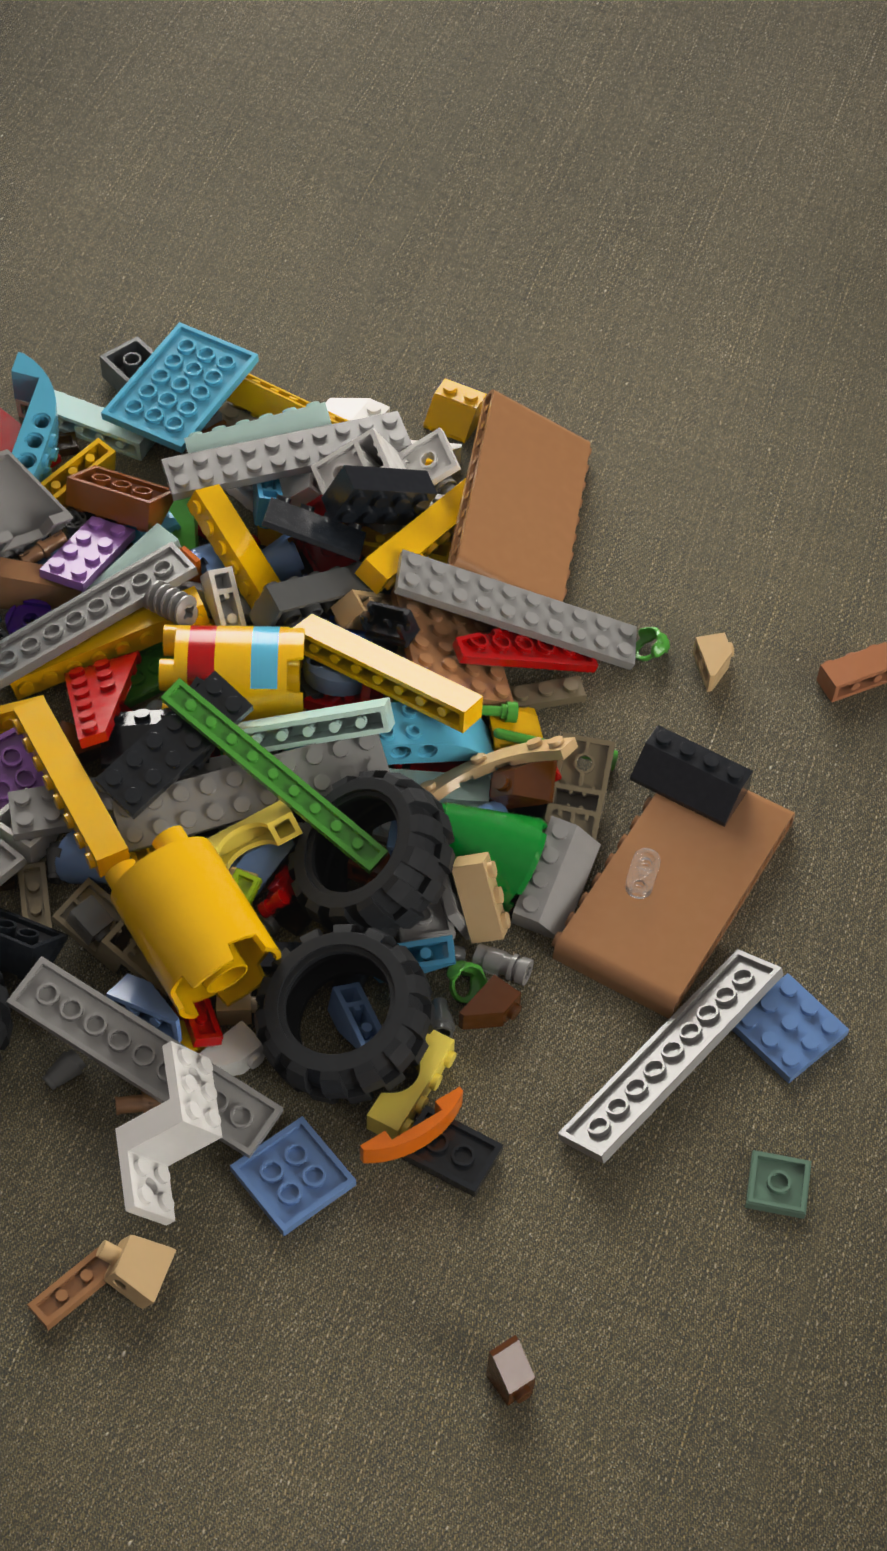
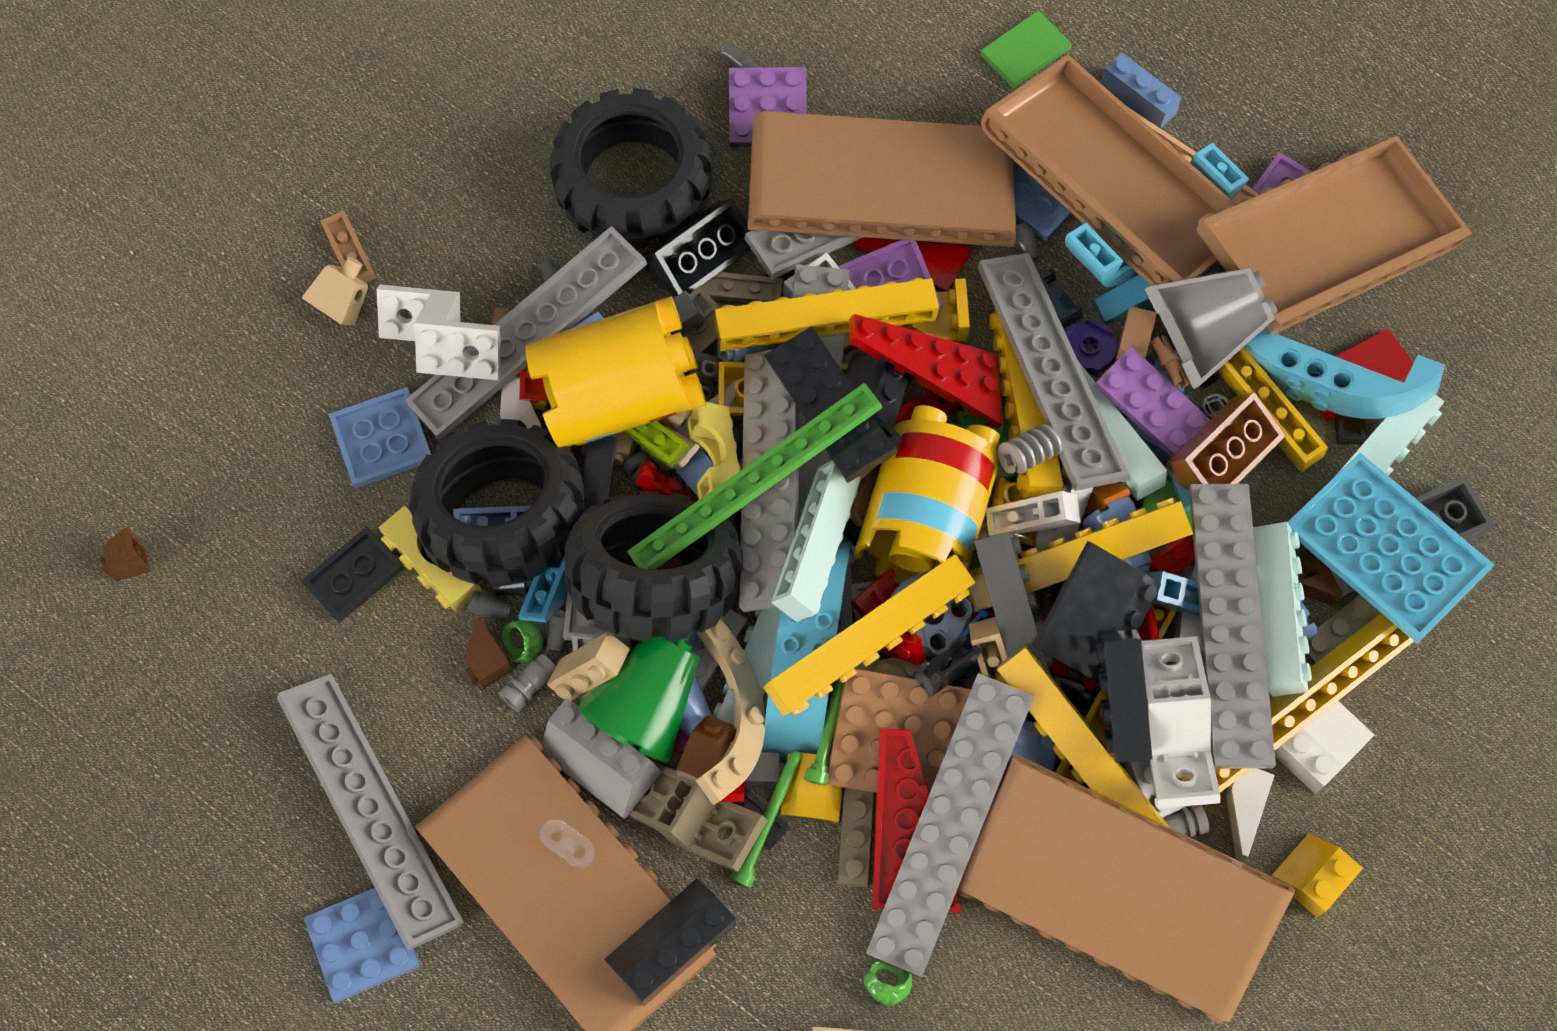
camera: 110 degrees right, 15 degrees up
(383, 1148) = (365, 511): orange slope -> none
(778, 1184) = (206, 863): sand green tile -> none

